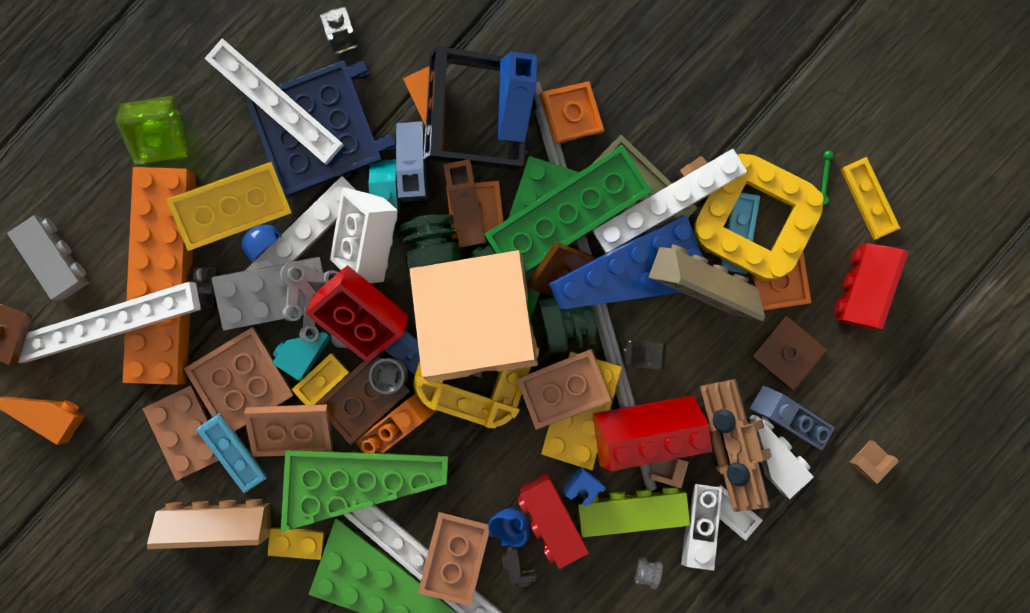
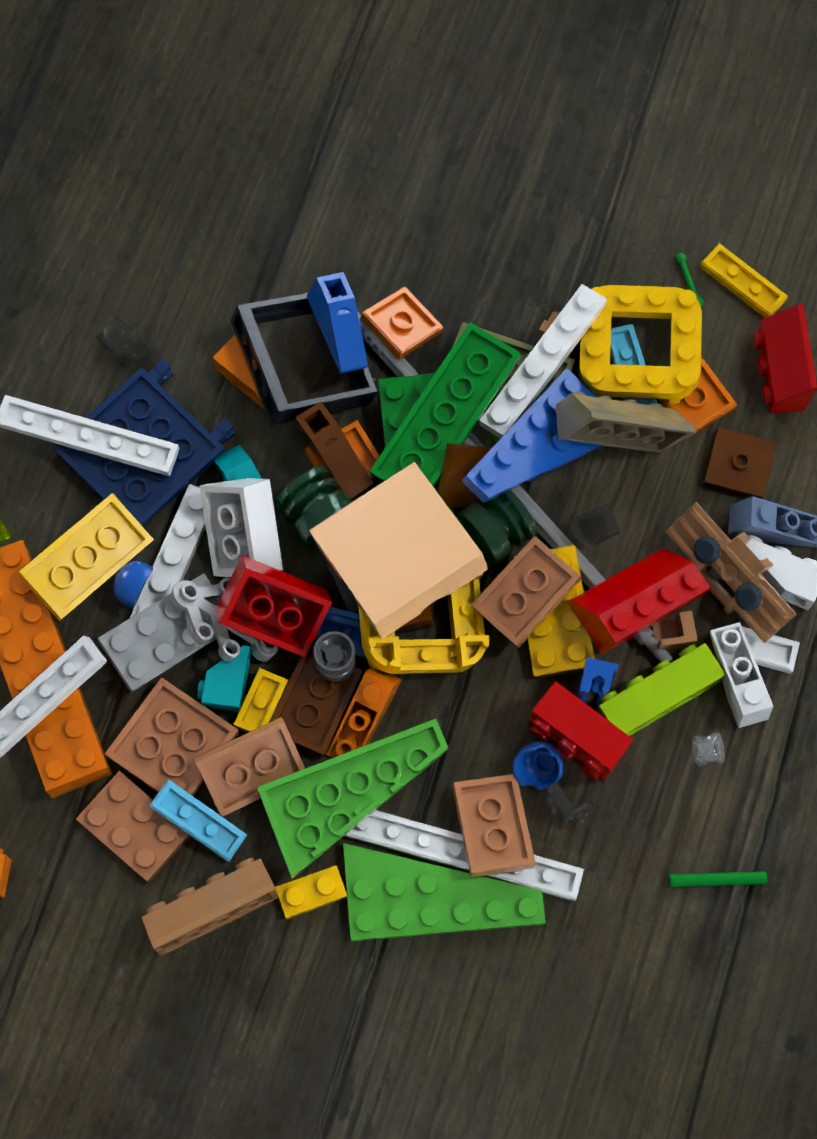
camera: 30 degrees left, 15 degrees down
(410, 162) = (259, 439): sand blue slope -> none

